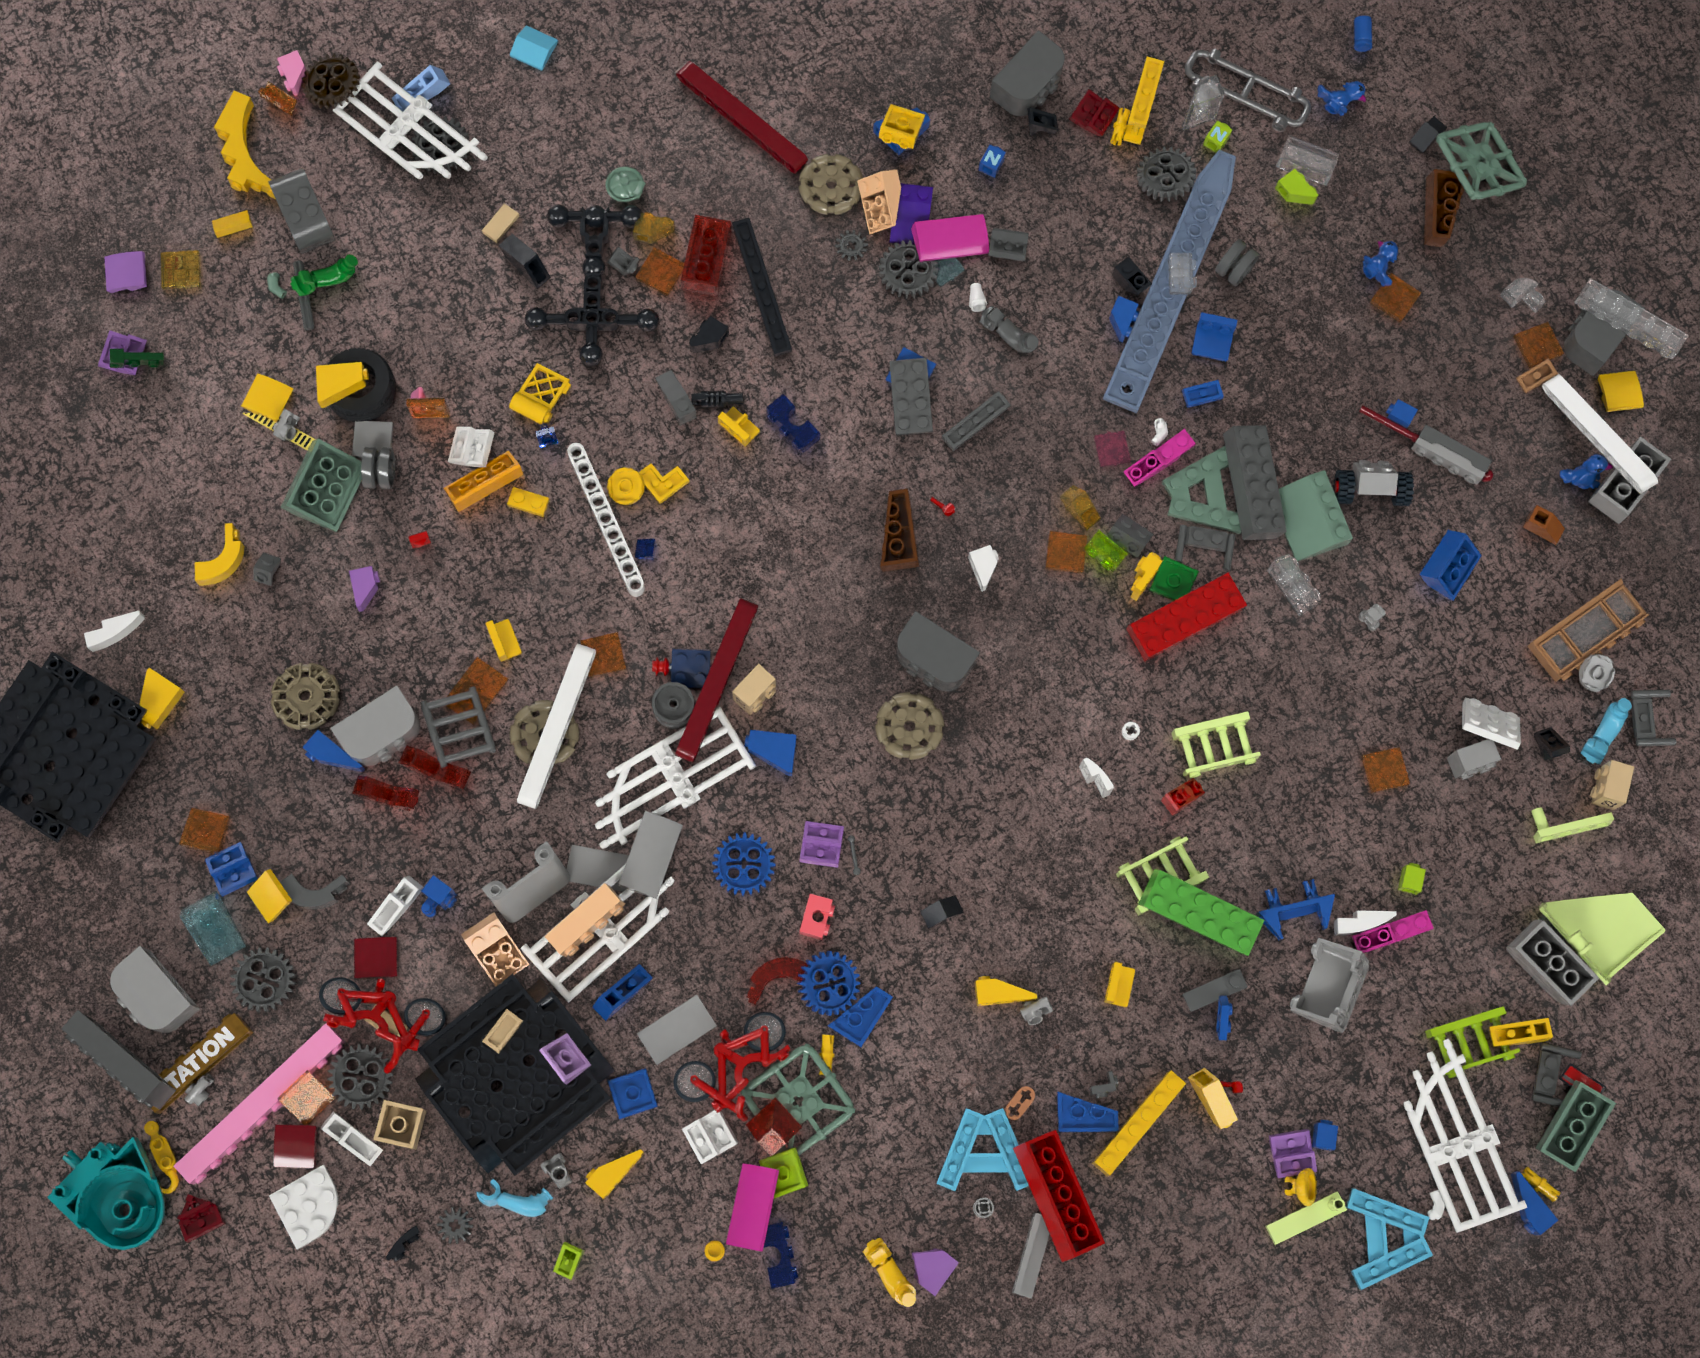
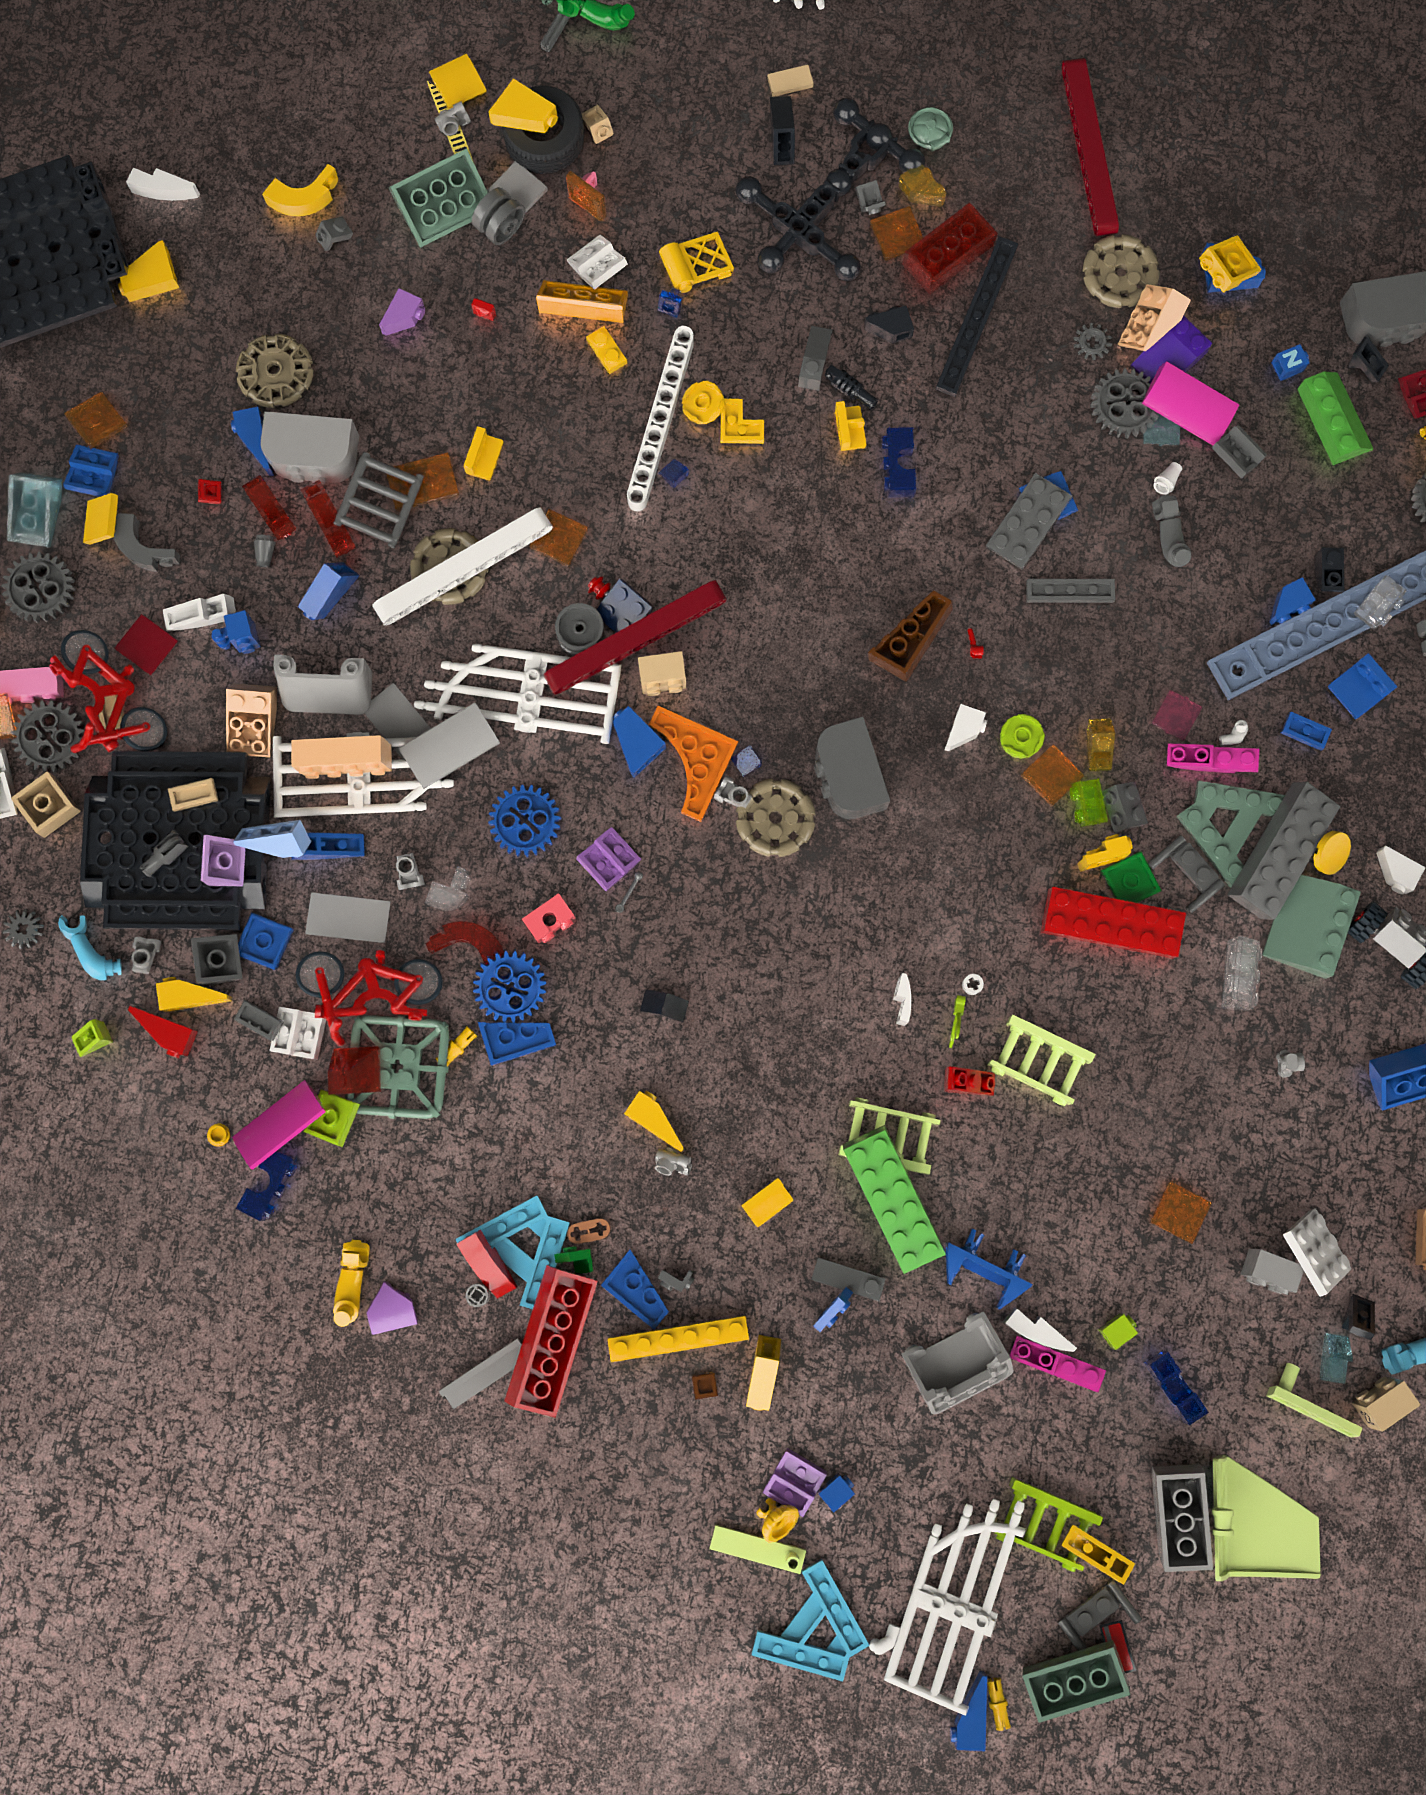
camera: 45 degrees right, 5 degrees up
(330, 816) = (209, 491): none -> red tile
(392, 352) = (597, 123): none -> tan bracket
(404, 825) = (264, 548): none -> dark grey cone
(474, 817) = (327, 589): none -> slope
(518, 1086) = (164, 853): none -> dark grey arm
(588, 1013) = (277, 839): none -> light blue slope
(613, 1131) = (216, 959): none -> dark grey slope
(622, 1211) = (167, 1034): none -> red slope
(676, 1149) = (258, 1020): none -> dark grey plate
(696, 967) = (410, 877): none -> light grey plate
(736, 958) = (451, 897): none -> clear brick
(827, 723) = (703, 756): none -> orange plate
(858, 703) = (746, 761): none -> clear blue slope
(864, 735) = (729, 790): none -> light grey plate
(972, 1181) = (487, 1264): none -> slope
(1024, 542) = (1022, 736): none -> lime tile
(1031, 1126) = (581, 1259): none -> green bracket
(1049, 175) = (1334, 417): none -> bright green slope
(1144, 766) = (958, 1012): none -> lime piece
(1181, 1140) = (704, 1385): none -> reddish brown tile
(1237, 1086) = (795, 1380): red hand -> none
(1285, 458) = (1332, 852): none -> yellow tile
(1335, 437) = (1399, 870): none -> white slope
(1465, 881) = (1178, 1393): none -> clear blue arch
(1557, 782) = (1335, 1358): none -> clear light blue slope

